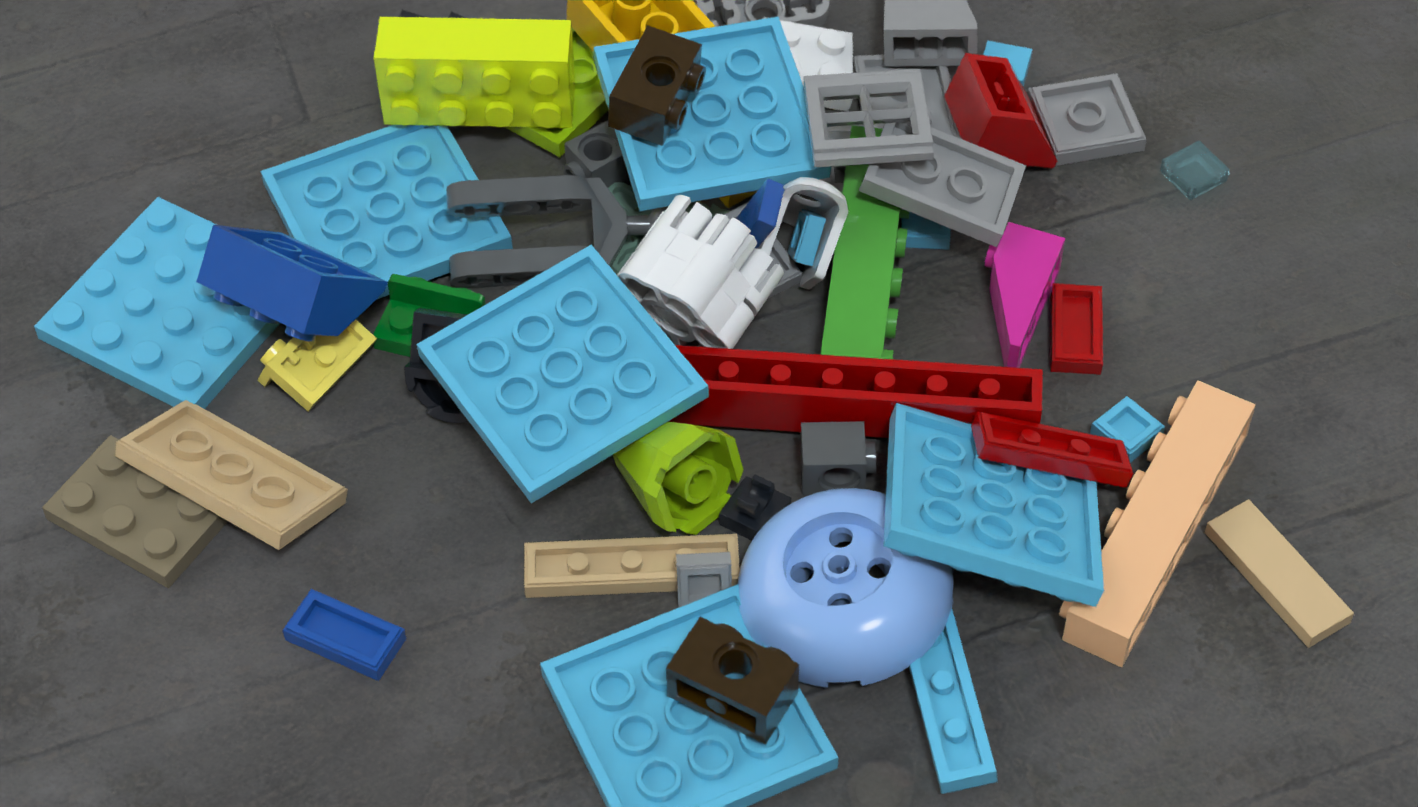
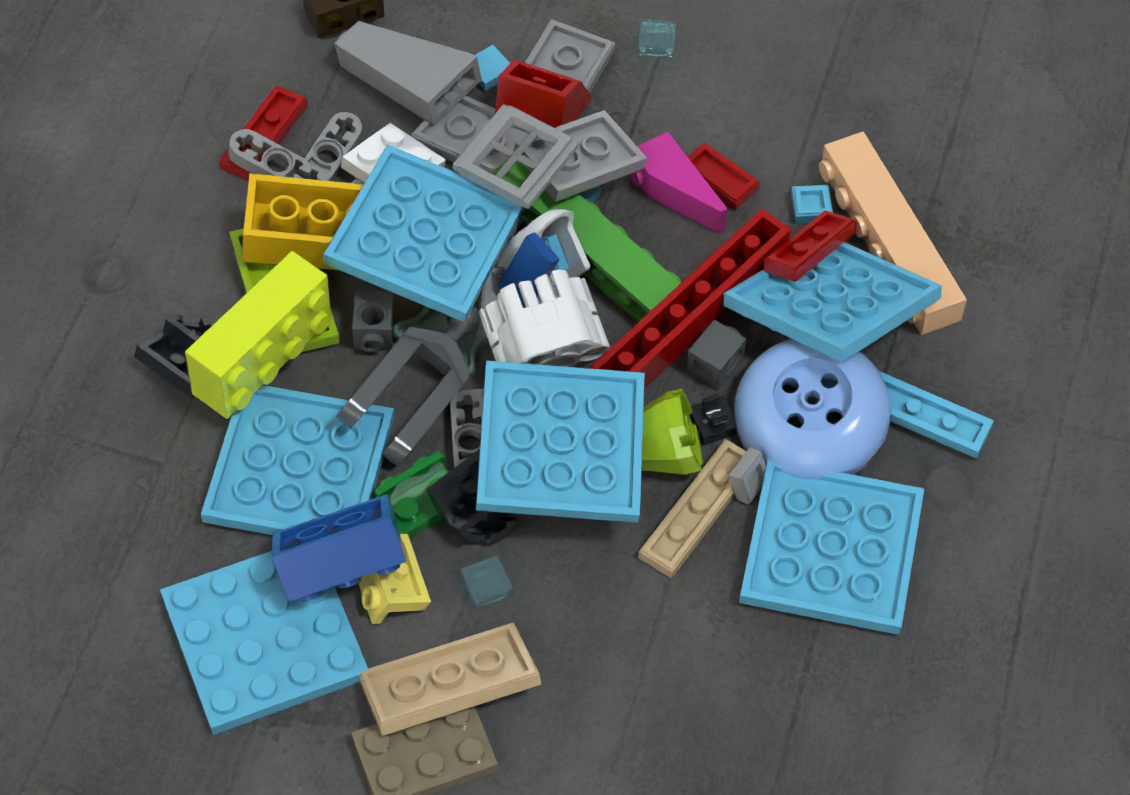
camera: 55 degrees left, 5 degrees up
(344, 634) = (622, 690): blue tile -> none
(380, 439) = (486, 581): none -> clear light blue tile
(656, 85) = (399, 261): dark brown brick -> none
(746, 704) = (831, 518): dark brown brick -> none
(1279, 573) = (965, 205): tan tile -> none

